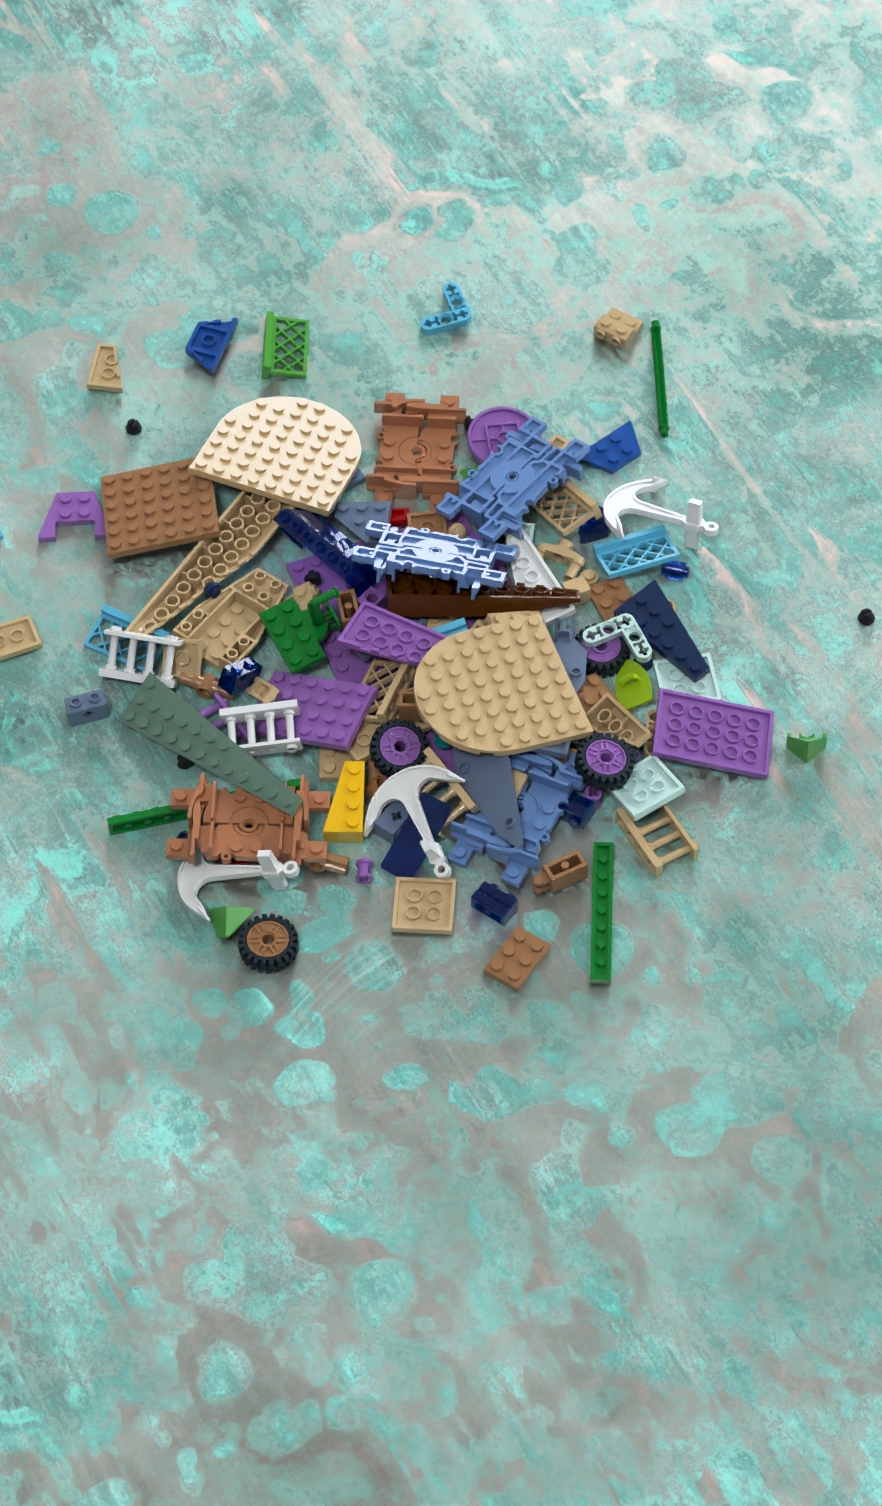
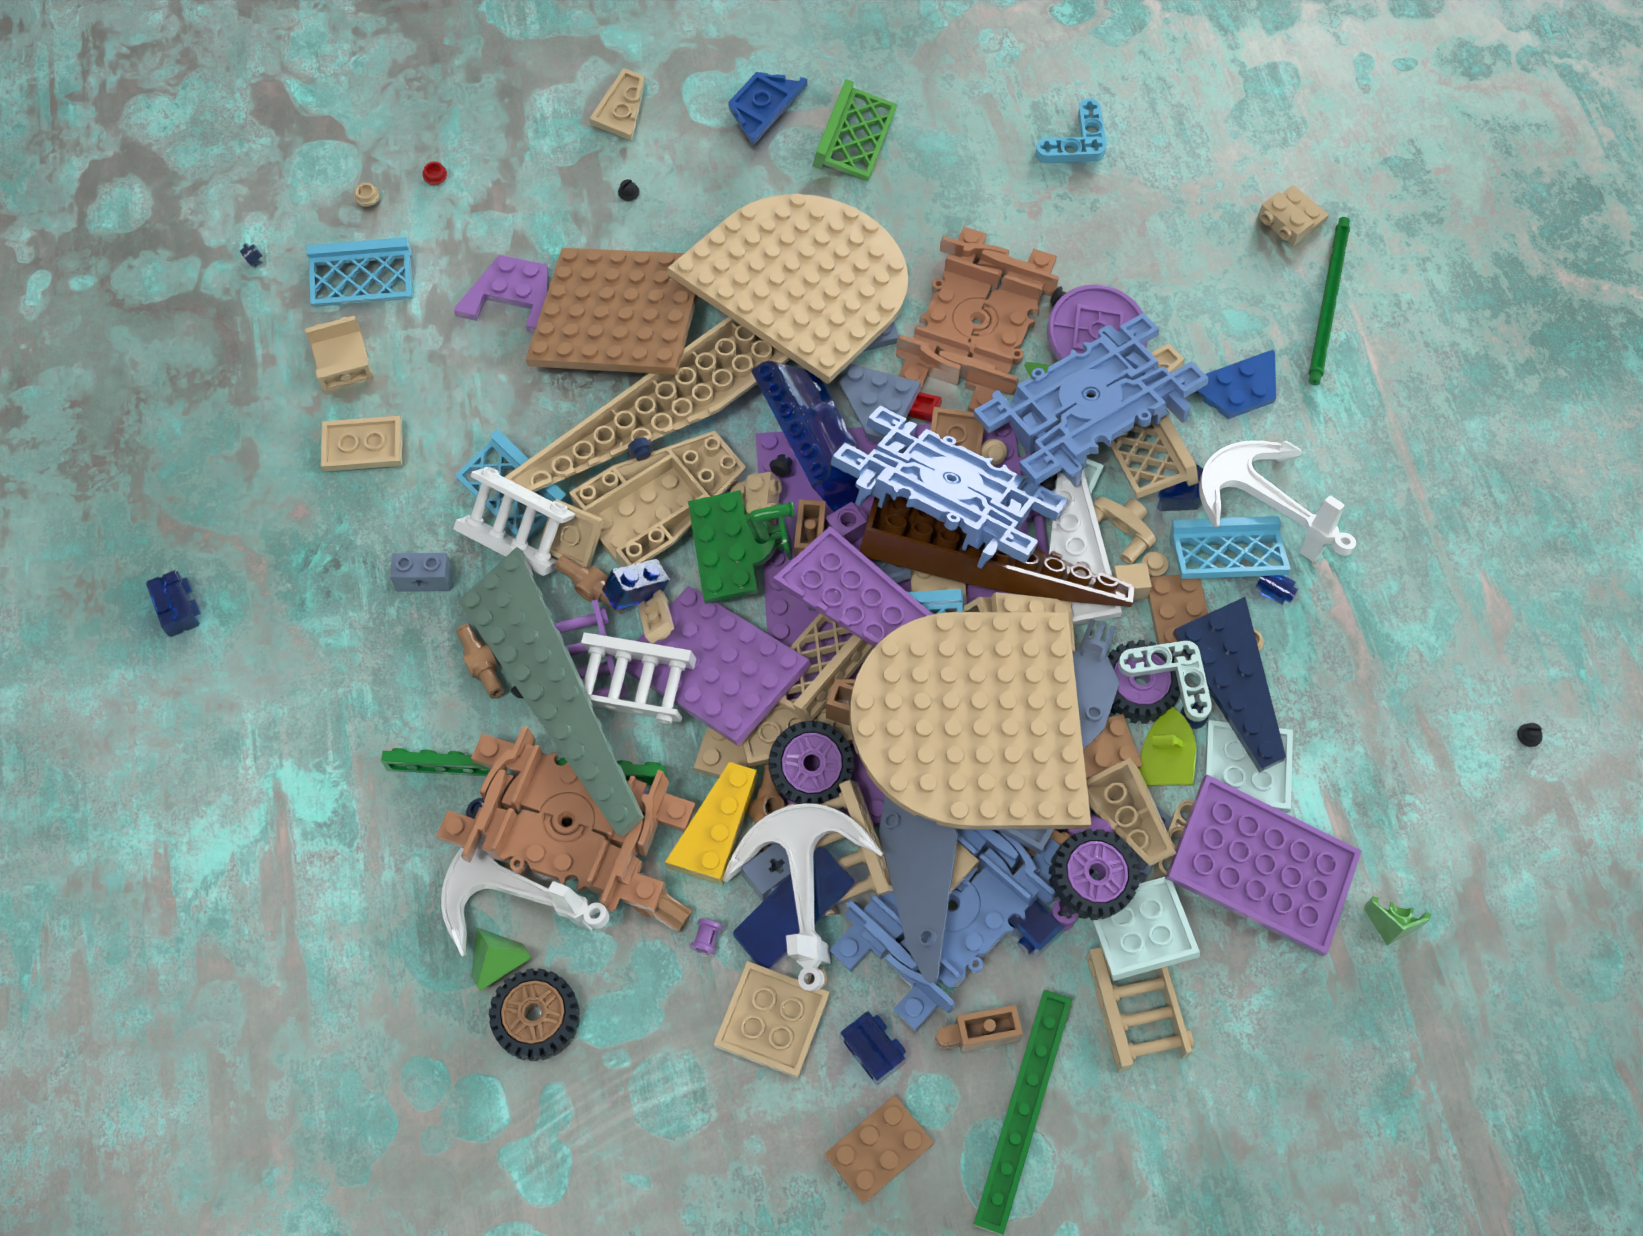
camera: 15 degrees right, 10 degrees up
(149, 752) = (480, 661): none -> medium nougat pin

